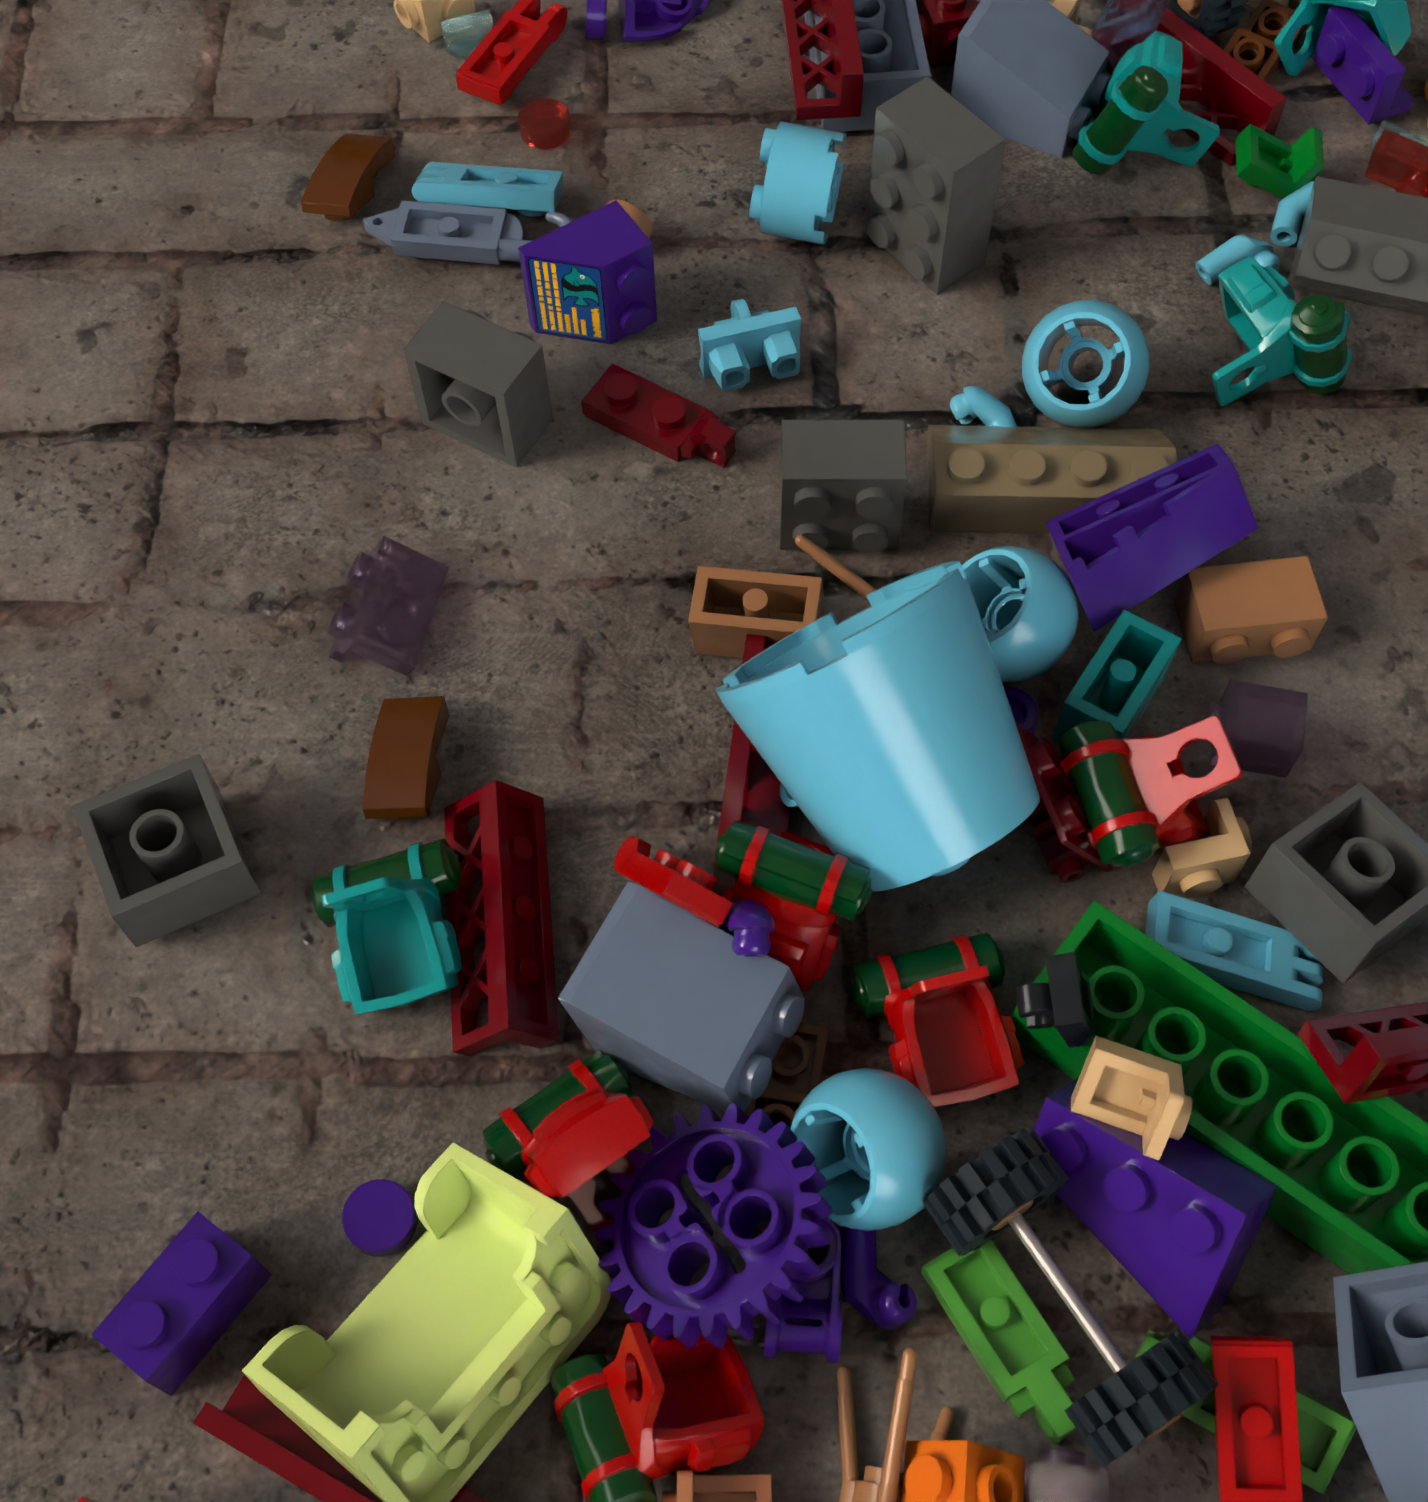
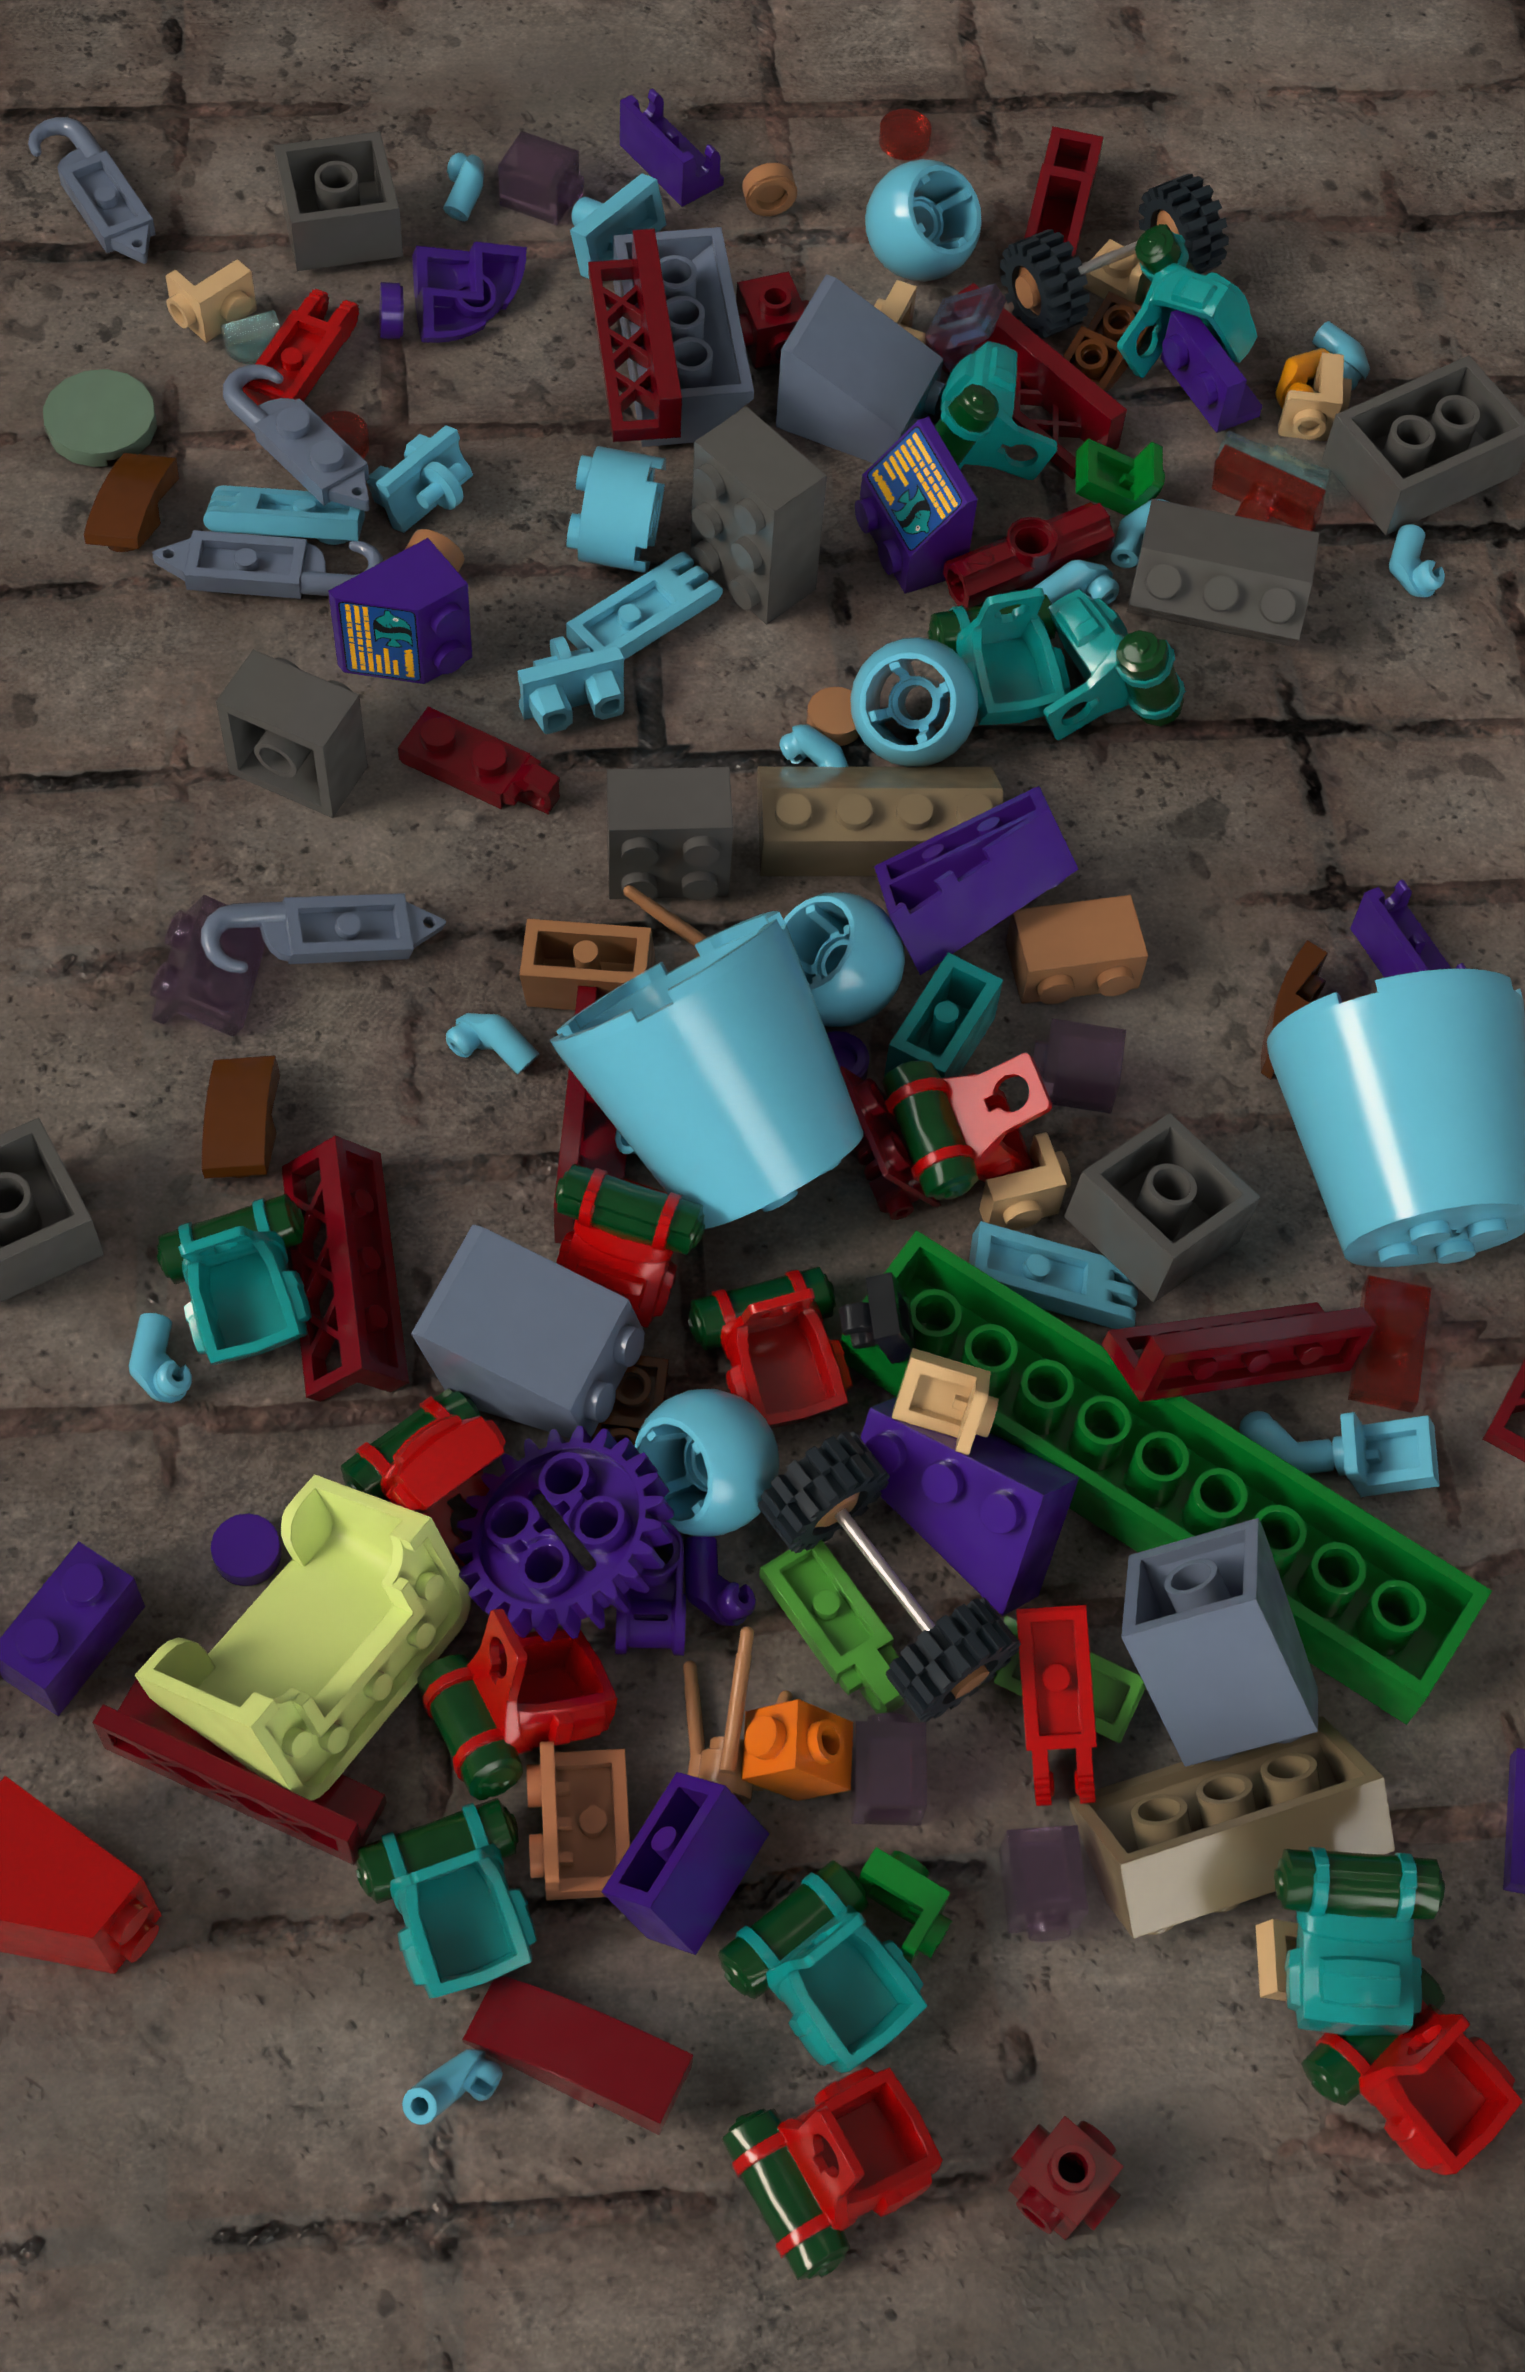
camera: 10 degrees left, 0 degrees up
(299, 1013) = (152, 1366): none -> medium azure arm
(326, 102) = (99, 417): none -> sand green tile
(499, 572) = (324, 929): none -> sand blue plate
(505, 121) = (300, 441): none -> sand blue plate
(617, 158) = (423, 480): none -> medium azure hips
(659, 679) = (491, 1033): none -> medium azure arm
(672, 880) = (515, 1221): red hinge -> none
(750, 925) = (585, 1257): dark purple arm -> none
(823, 275) = (645, 608): none -> medium azure hinge
(1002, 377) = (831, 715): none -> medium nougat tile
(1087, 185) = (917, 508): none -> slope
(1179, 319) = (1007, 653): none -> teal piece
(1192, 230) = (1028, 554): none -> dark red piece

